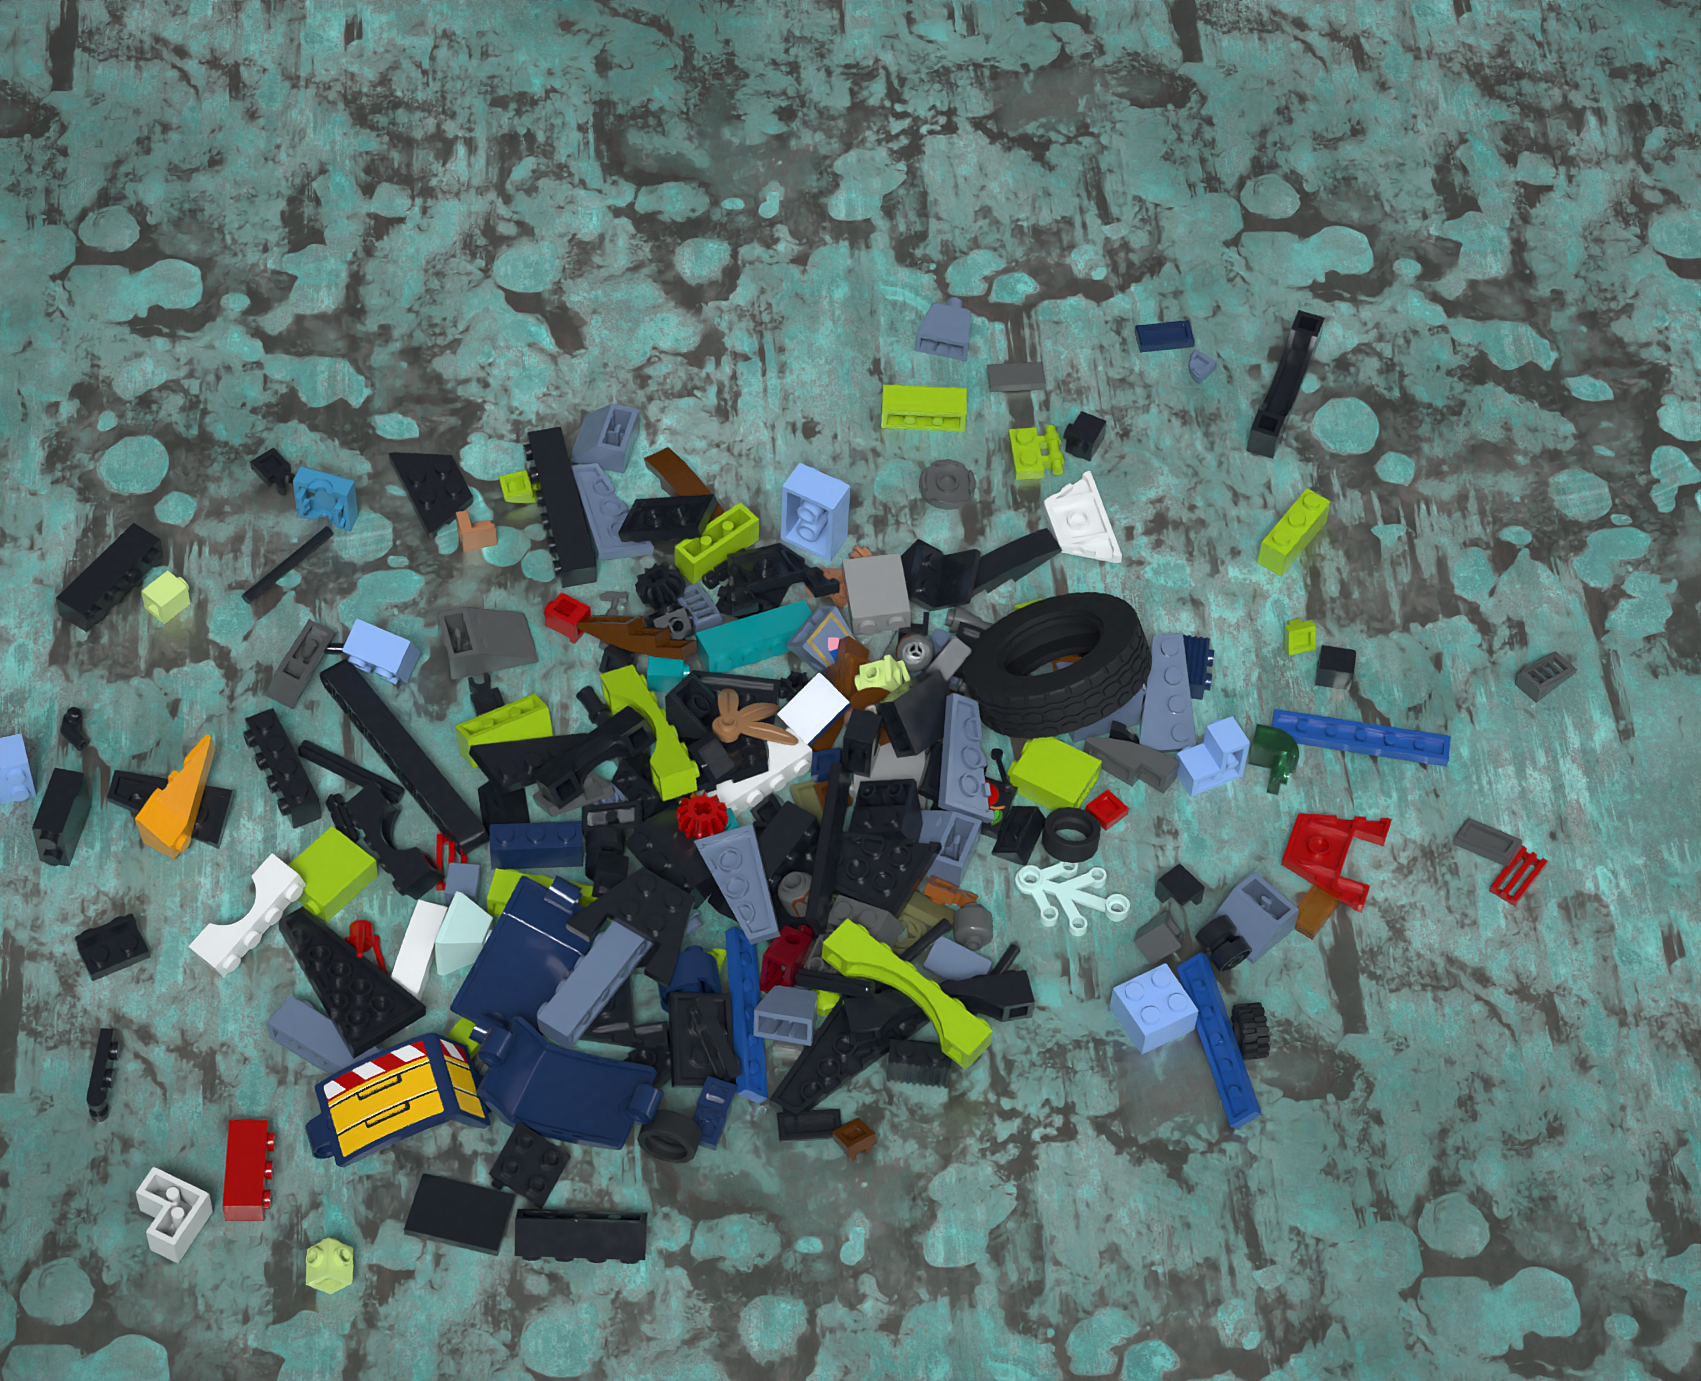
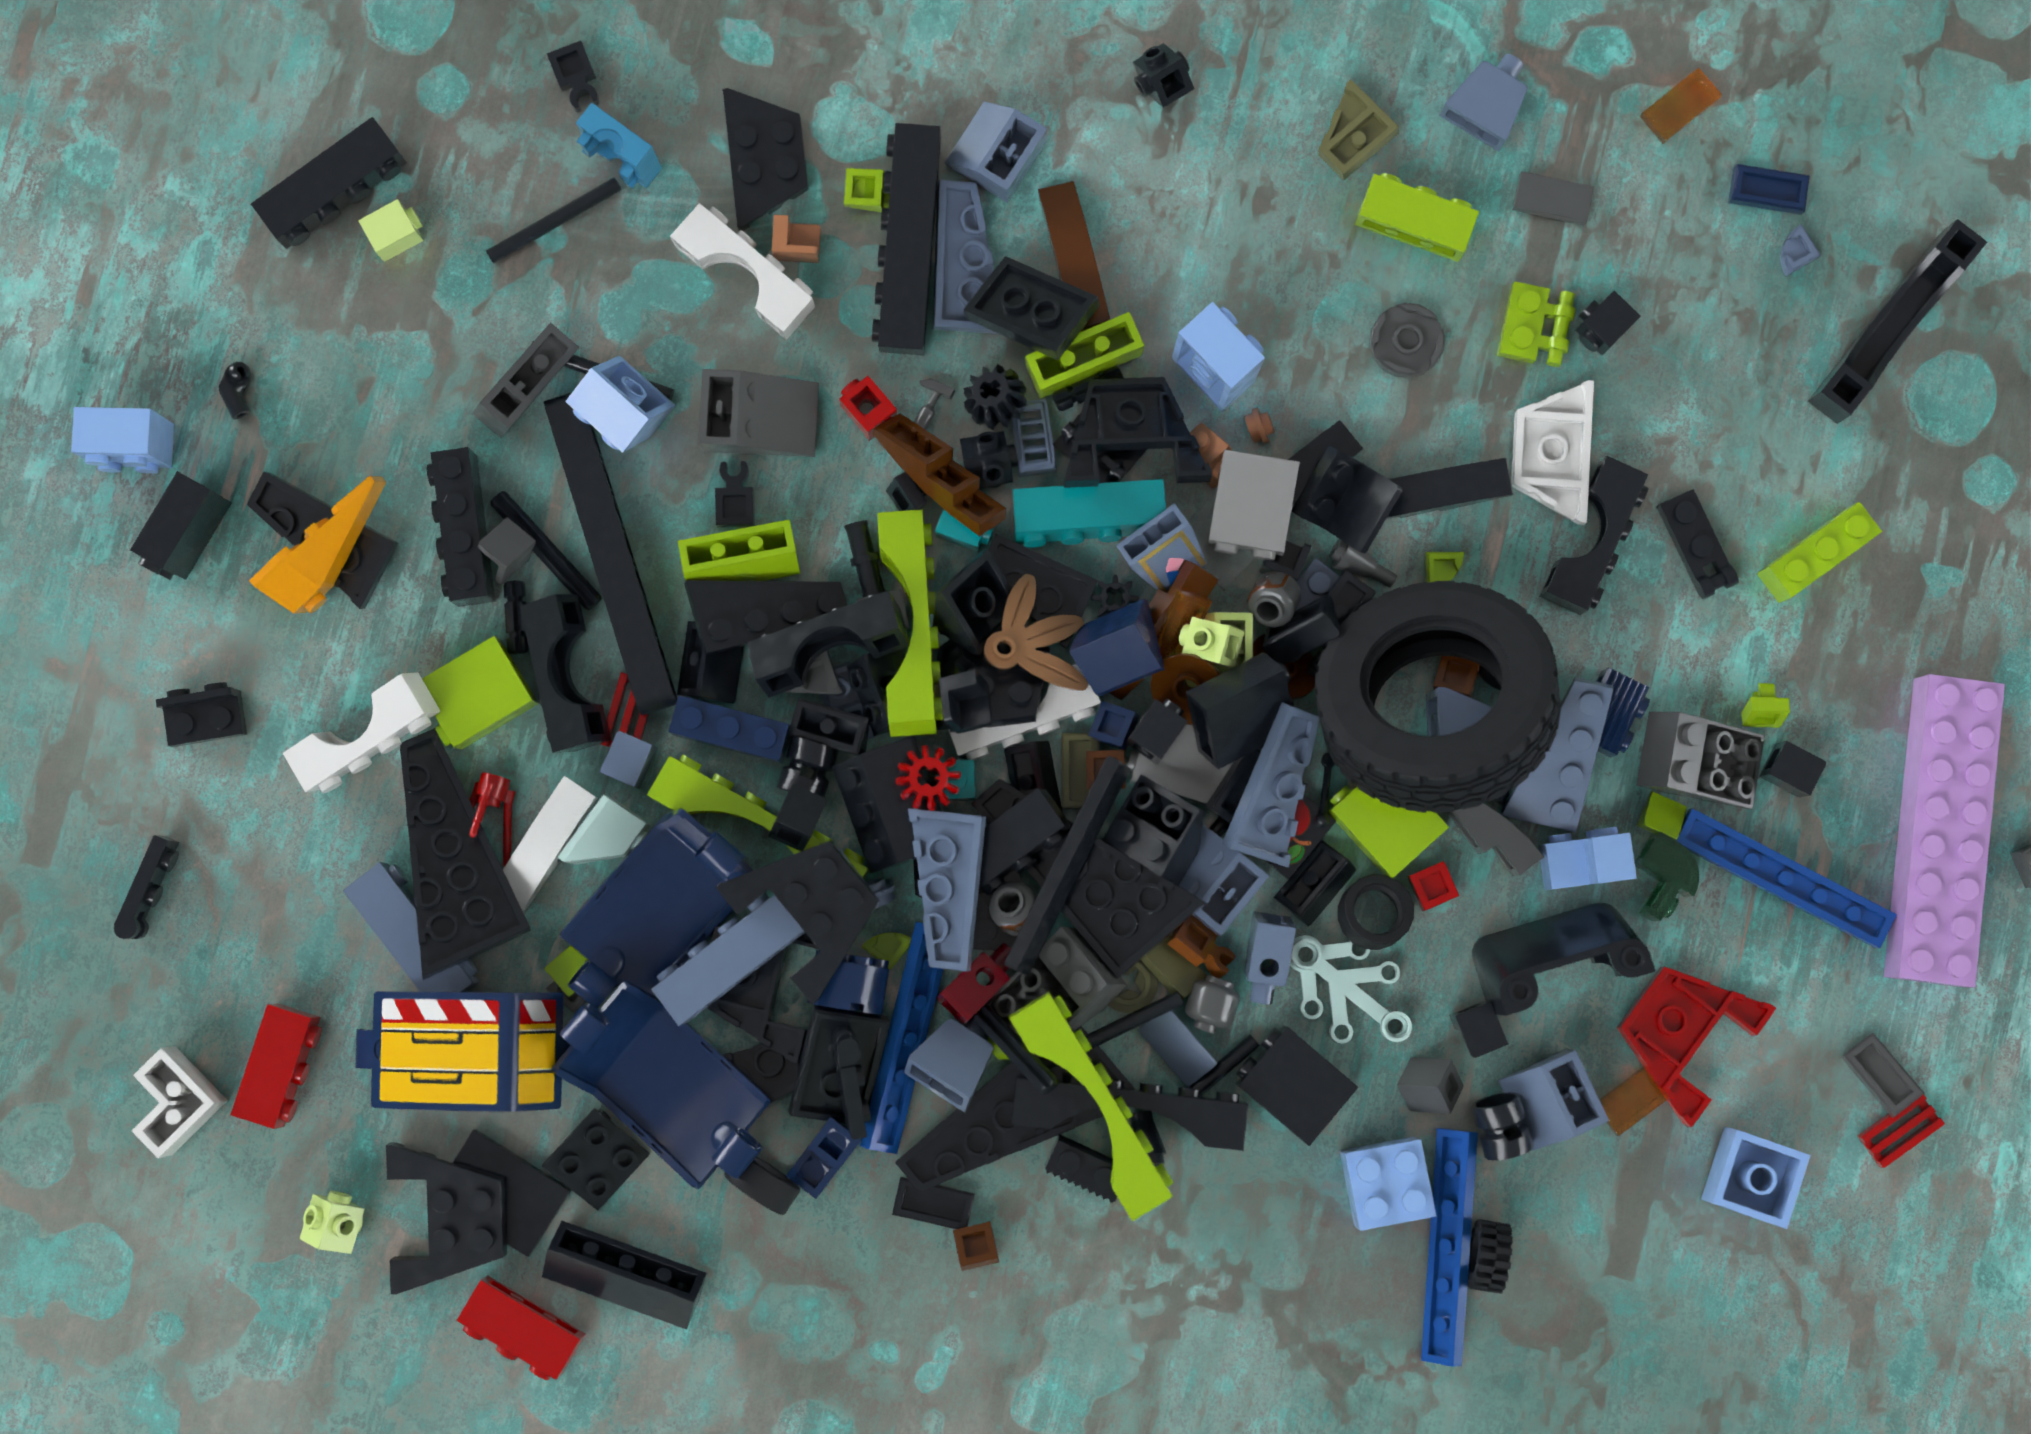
camera: 20 degrees right, 30 degrees up
(324, 770) = (508, 548): none -> dark grey panel
(412, 545) = (710, 241): none -> white arch
(435, 1233) = (463, 1217): none -> black wing
(509, 1301) = (520, 1328): none -> red brick
(709, 366) = (1162, 75): none -> black brick
(860, 370) = (1355, 132): none -> olive wing
(1002, 878) = (1269, 938): none -> sand blue torso
(1059, 963) = (1295, 1084): none -> black brick
(1082, 304) = (1680, 105): none -> clear orange tile
(1133, 535) = (1613, 494): none -> black arch
(1206, 553) = (1697, 543): none -> black plate
(1250, 720) = (1662, 815): none -> lime slope
(1250, 805) = (1512, 956): none -> black windscreen
(1265, 679) = (1700, 759): none -> dark grey slope
(1424, 926) = (1755, 1177): none -> light blue brick
(1460, 677) = (1944, 830): none -> lavender brick

